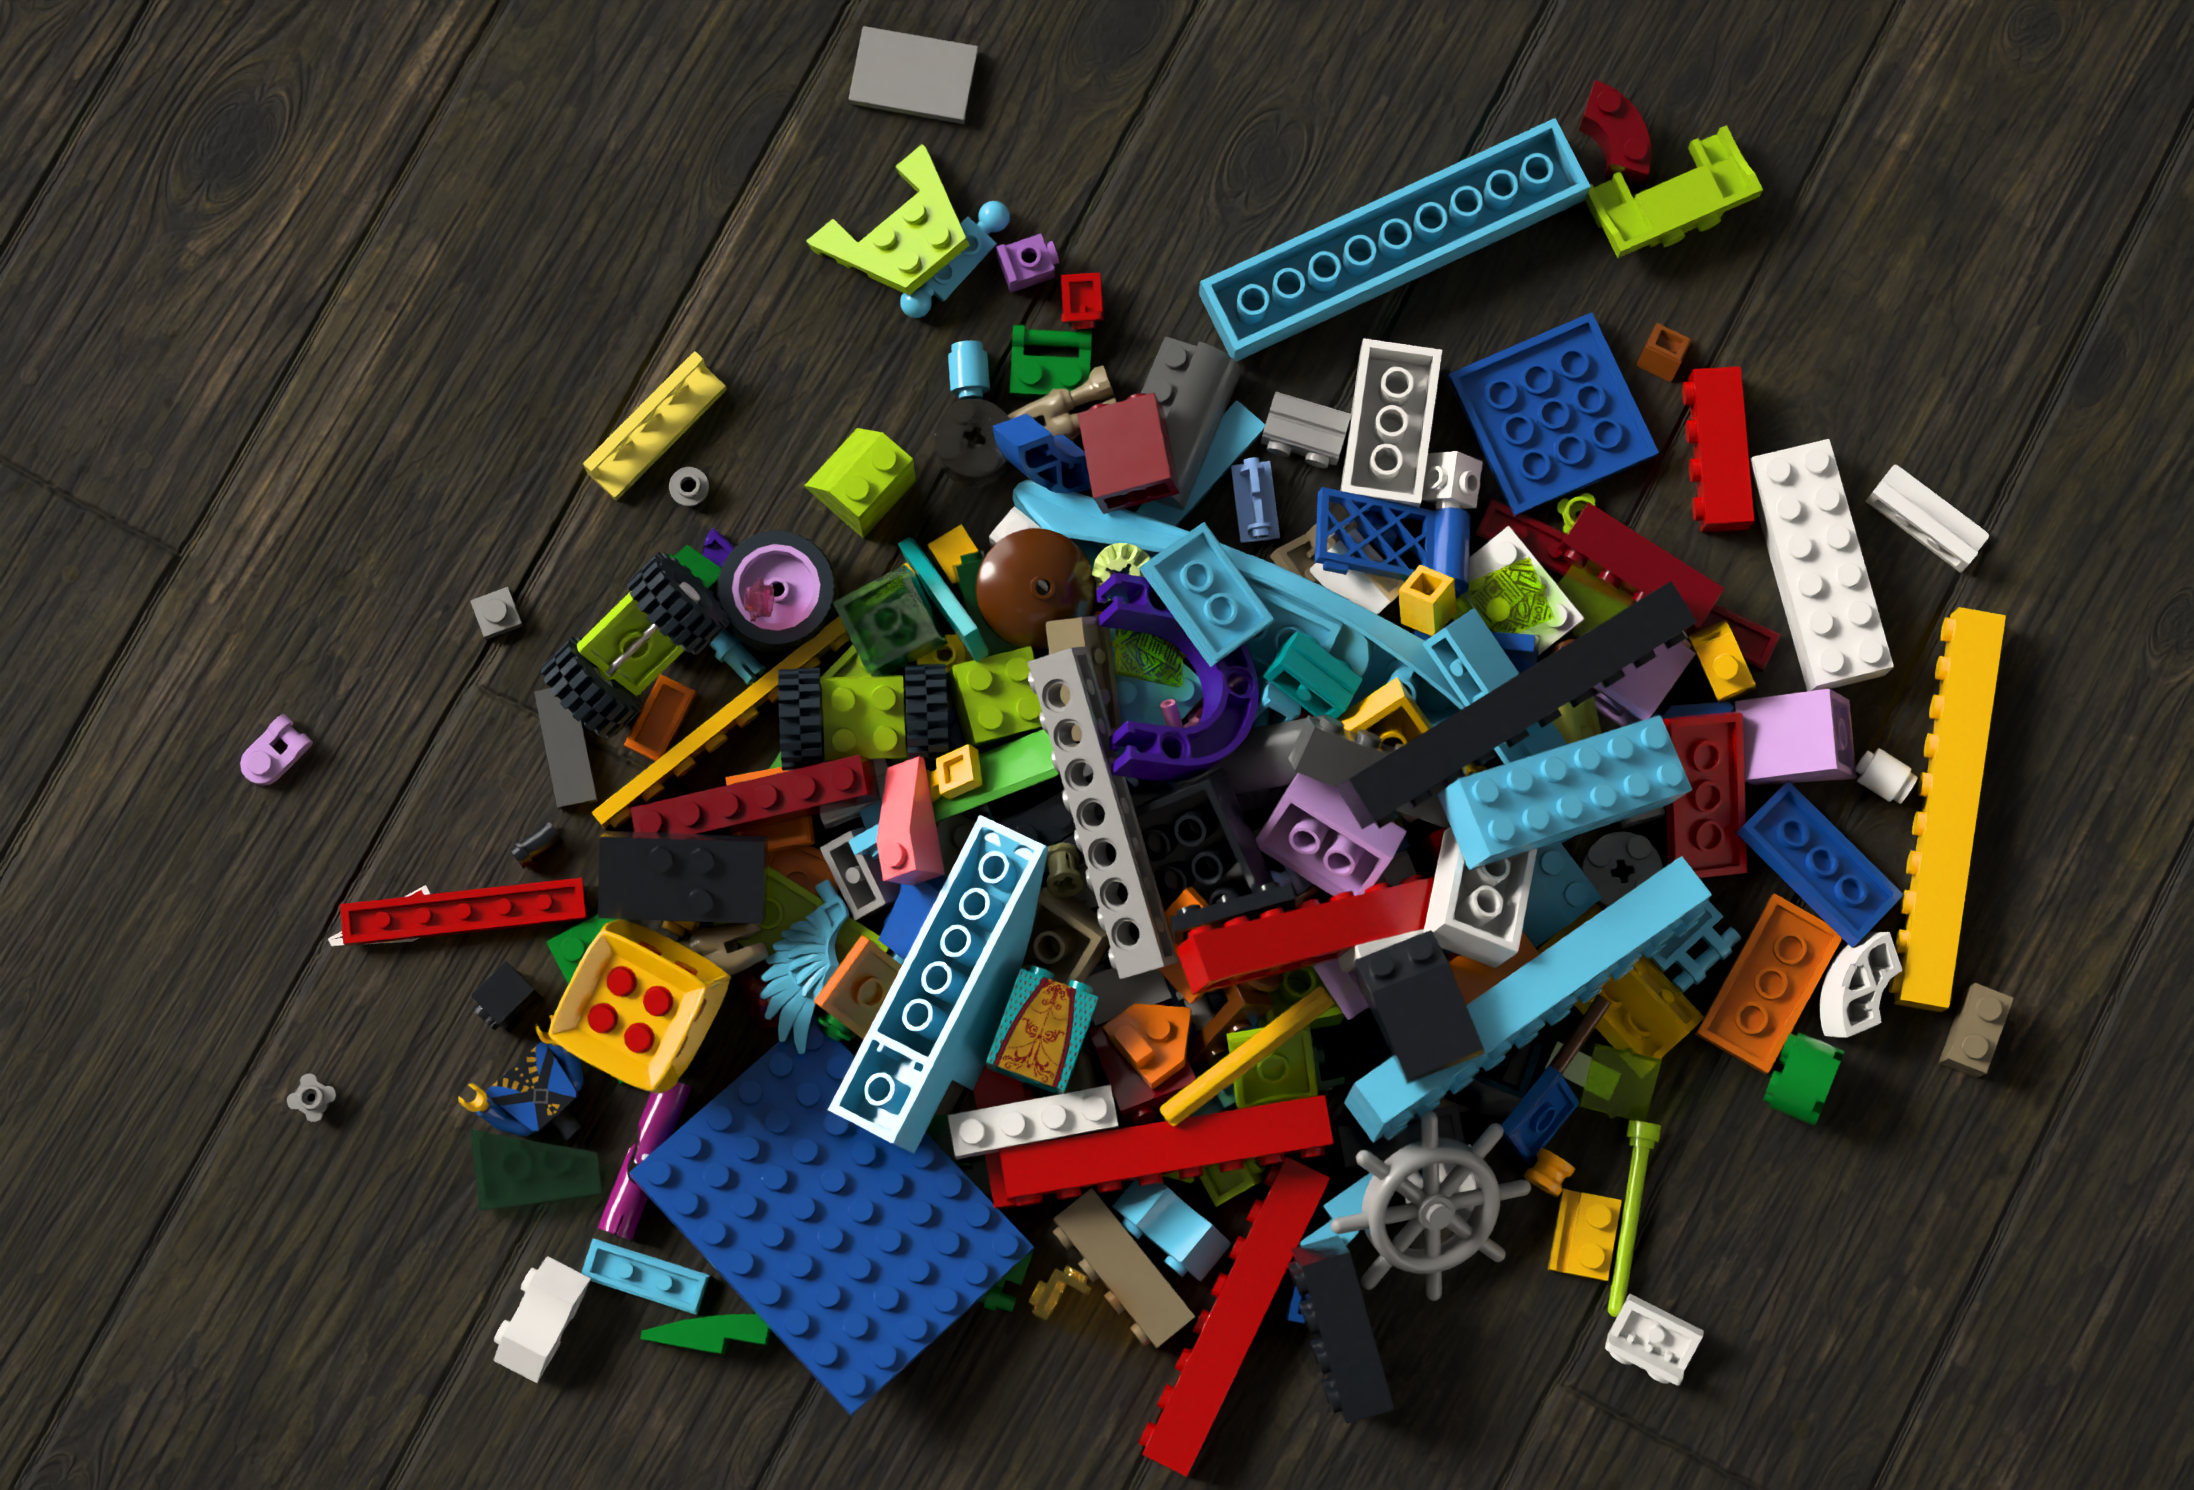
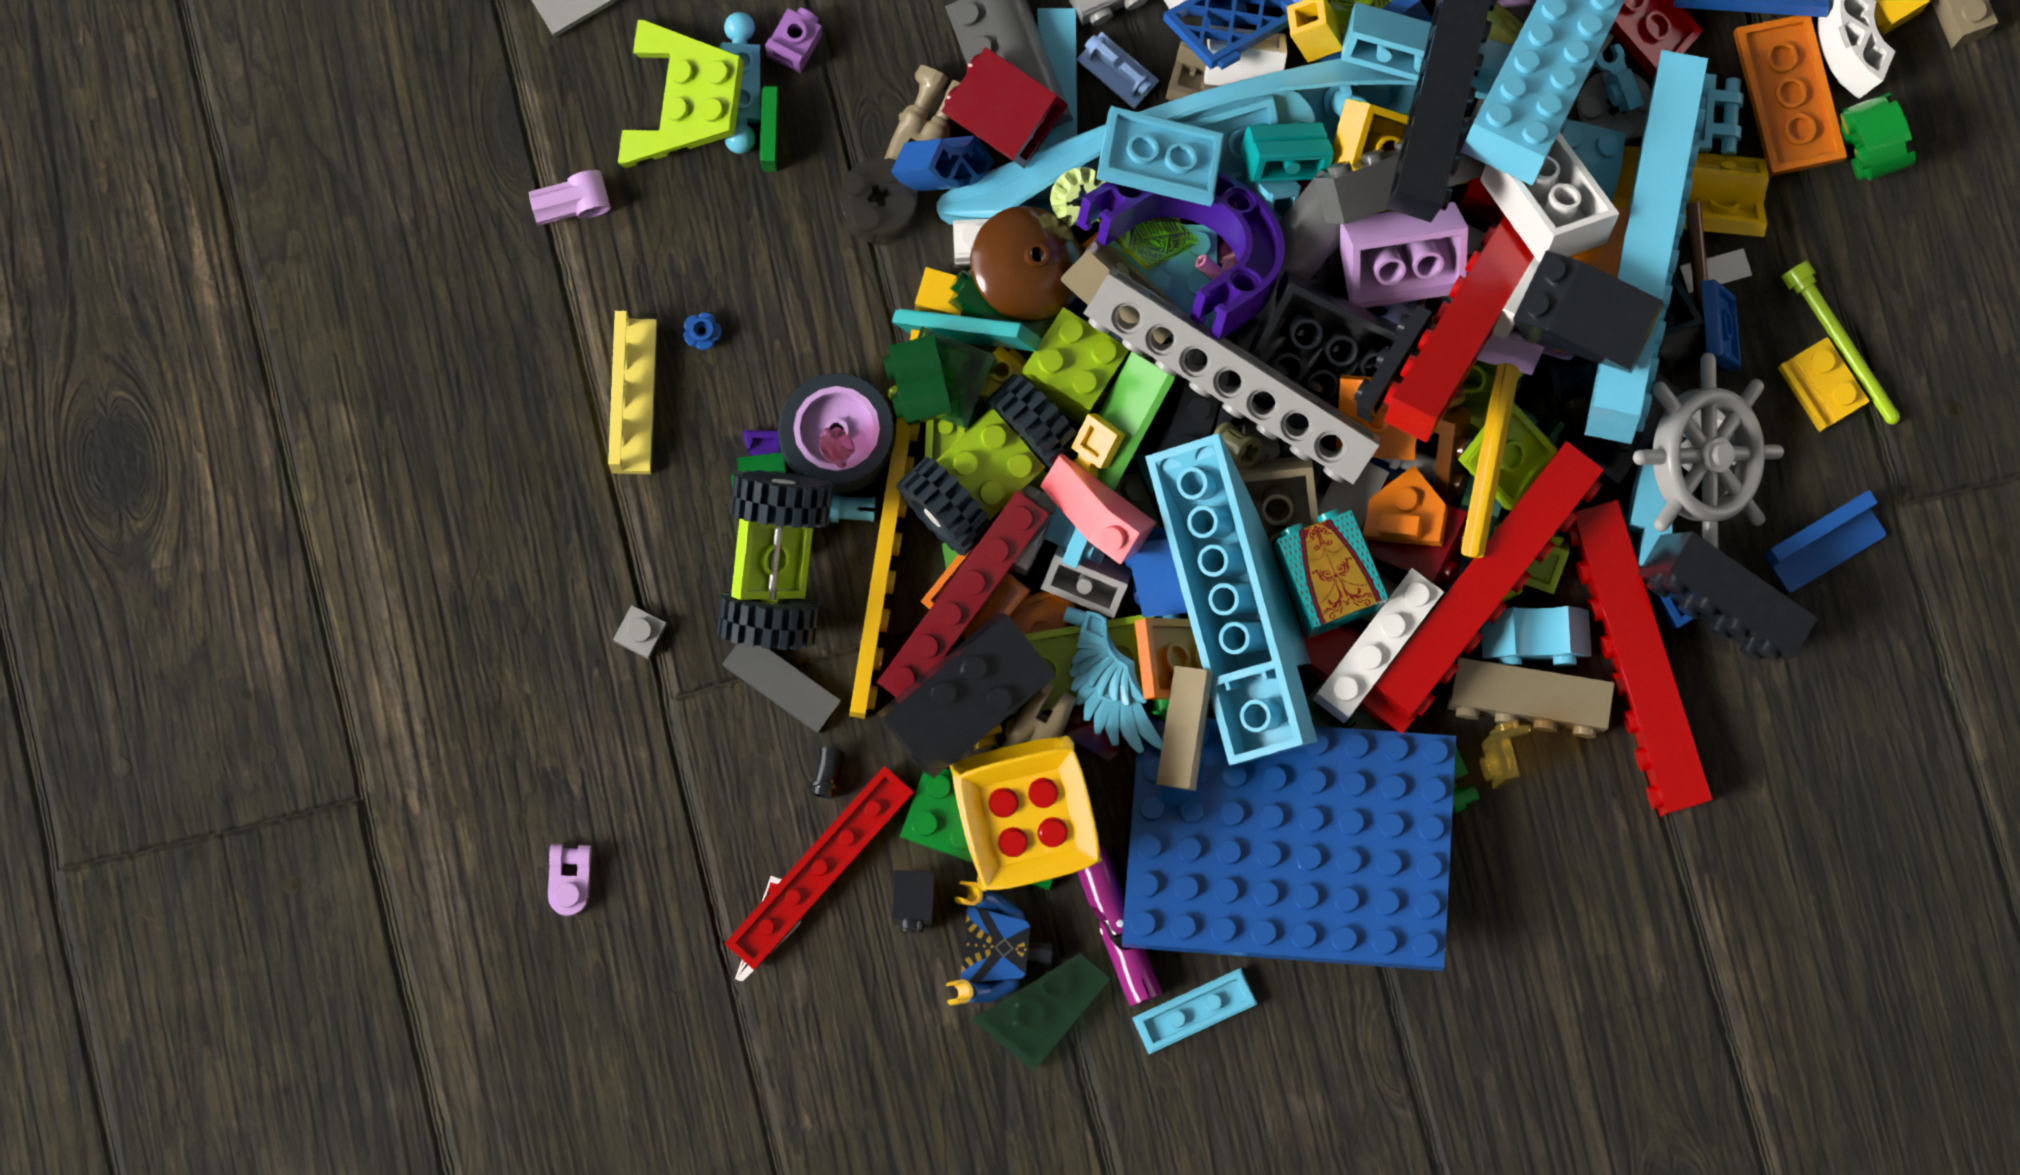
camera: 45 degrees left, 0 degrees up
(323, 1096) = (825, 1094): light grey plate -> none
(539, 1322) = (1151, 1108): white brick -> none
(660, 718) = (836, 612): orange tile -> none
(691, 498) = (701, 427): light grey plate -> none
(710, 1332) = (1282, 1005): green slope -> none
(753, 241) = (580, 196): none -> lavender piece
(756, 434) = (702, 341): none -> blue plate
(822, 1053) = (1184, 728): none -> dark tan panel
(862, 605) = (920, 380): none -> dark green brick
(863, 479) = (820, 296): lime slope -> none
(944, 314) = (769, 129): none -> green tile
(968, 370) = (825, 153): medium azure brick -> none
(1040, 374) = (881, 111): green plate -> none
(1082, 300) = (860, 32): red bracket -> none
(1469, 1360) = (1826, 543): none -> blue panel
(1549, 1172) = (1761, 361): light orange wheel -> none
(1620, 1083) = (1753, 254): clear neon green piece -> none
(1632, 860) = (1622, 85): none -> medium azure plate
(1653, 1340) = (1939, 414): white bracket -> none

